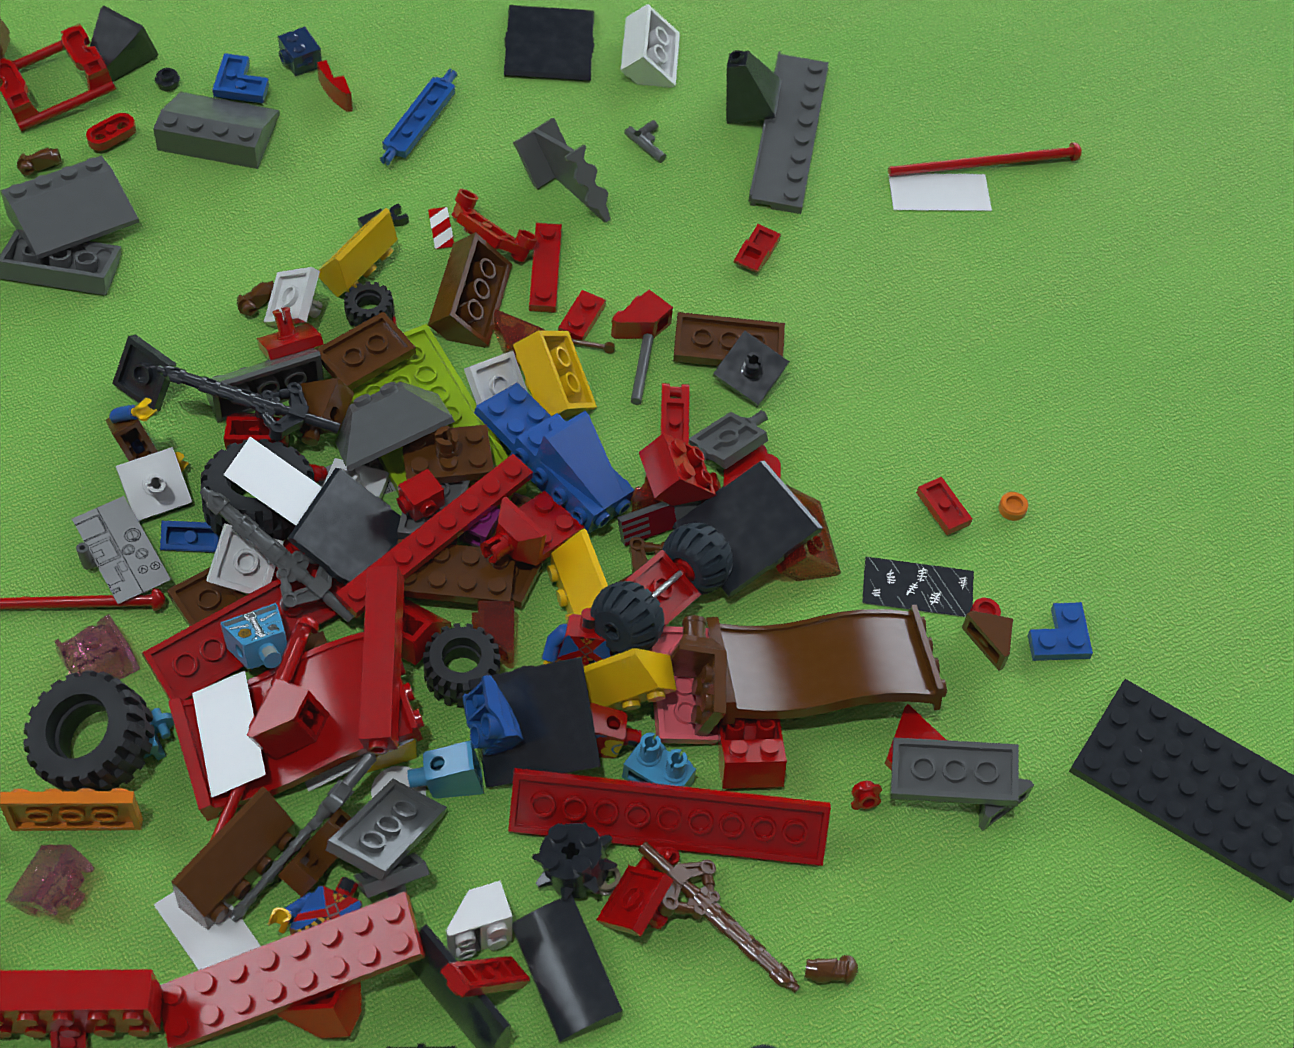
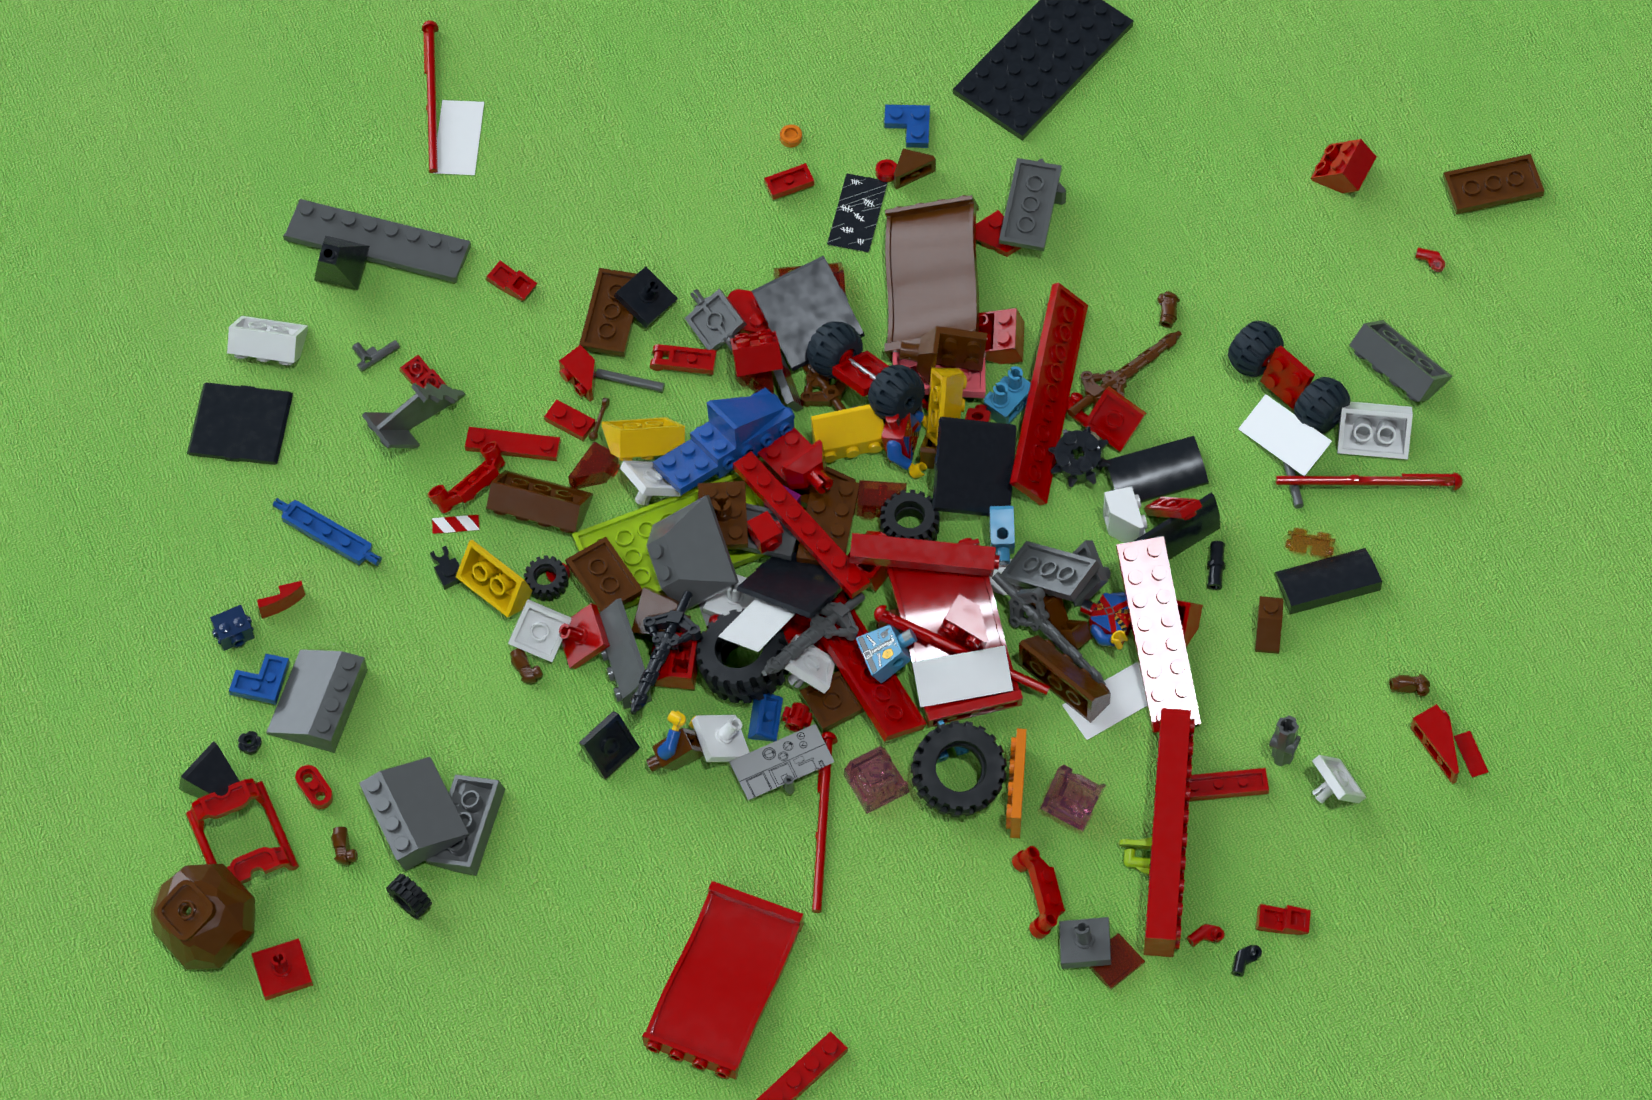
camera: 75 degrees left, 5 degrees up
(183, 562) = (797, 717): none -> red gear
(490, 718) = (971, 492): blue slope -> none
(623, 181) = (418, 372): none -> red slope
(866, 795) = (1036, 269): red plate -> none

